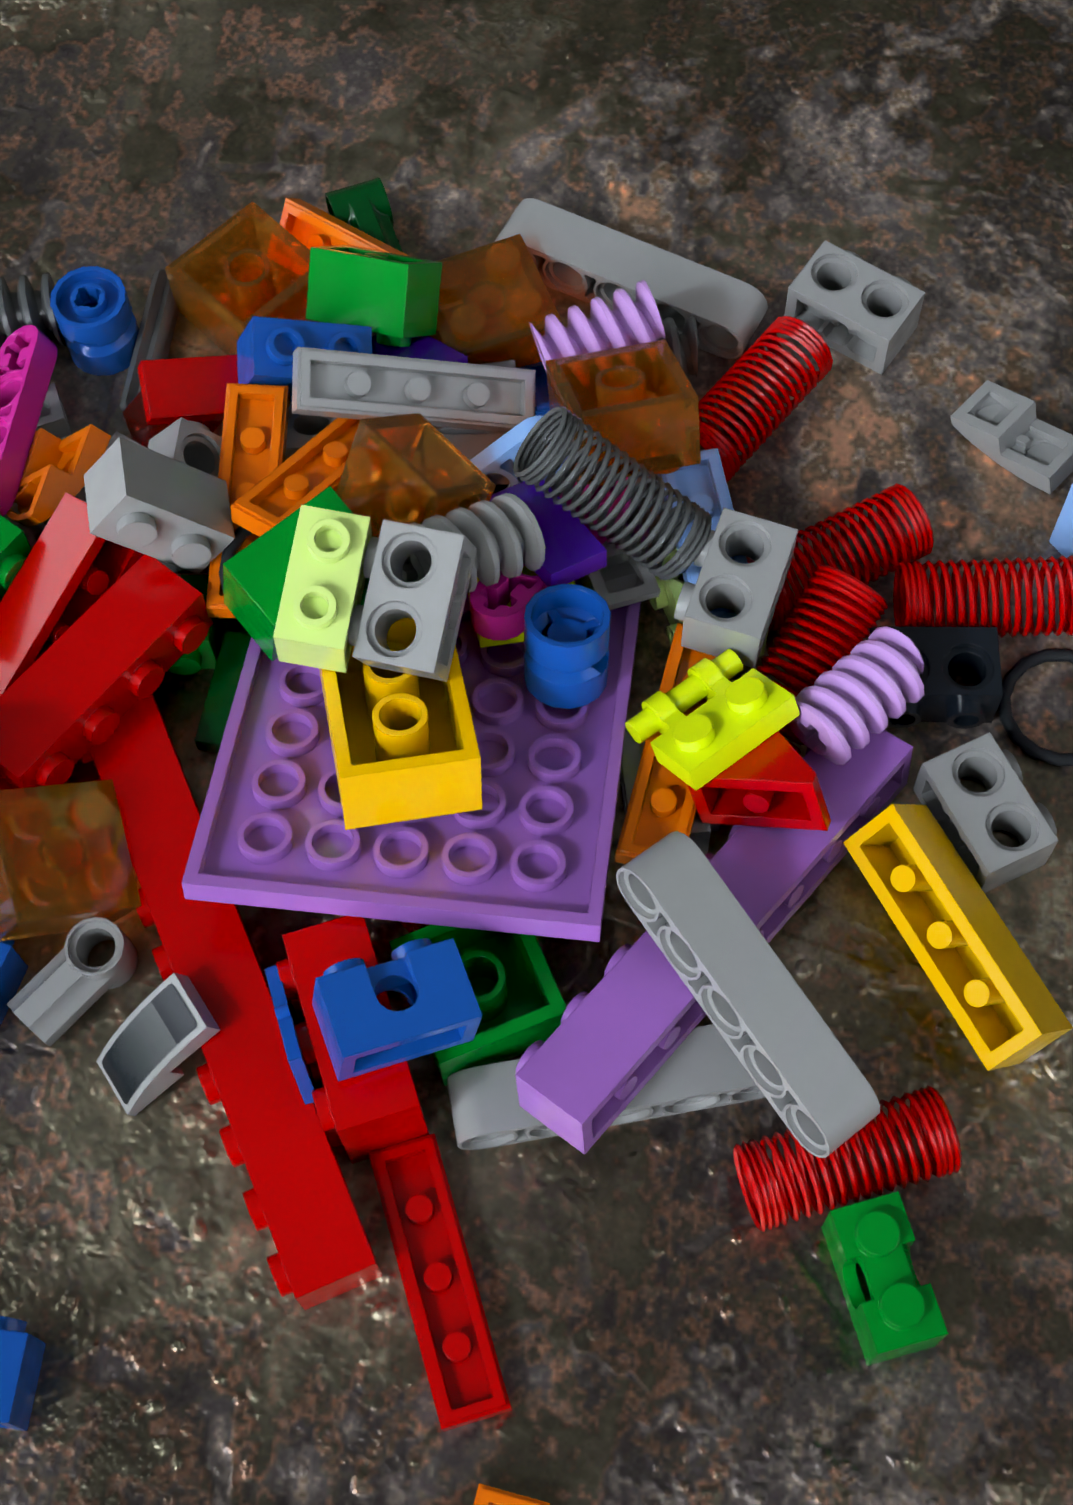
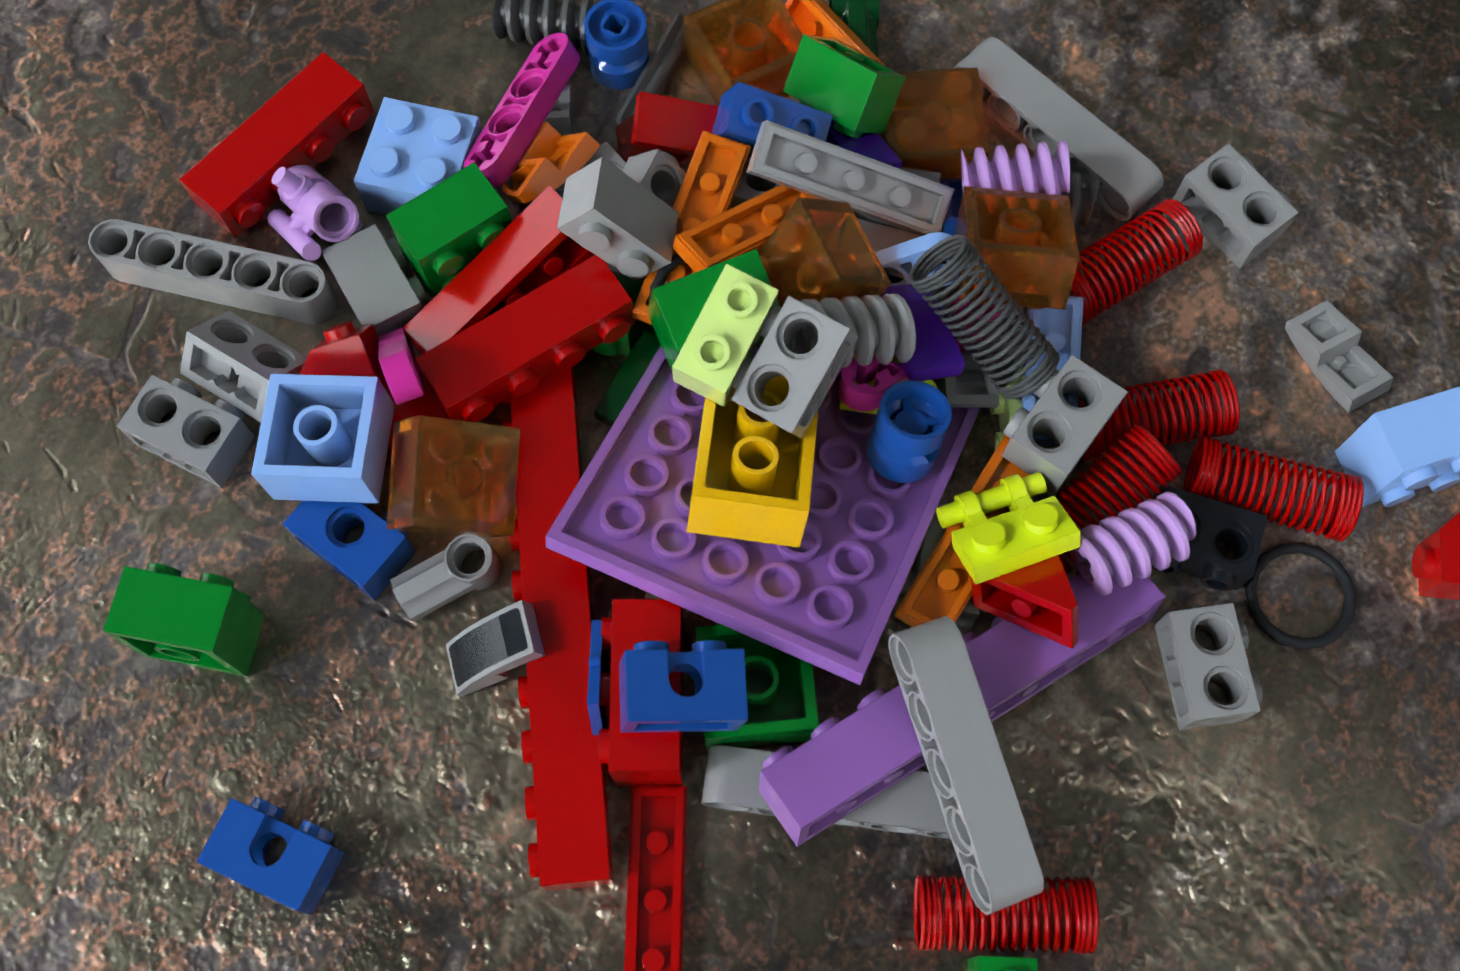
camera: 15 degrees right, 5 degrees up
(957, 936) = (1151, 762): yellow brick -> none

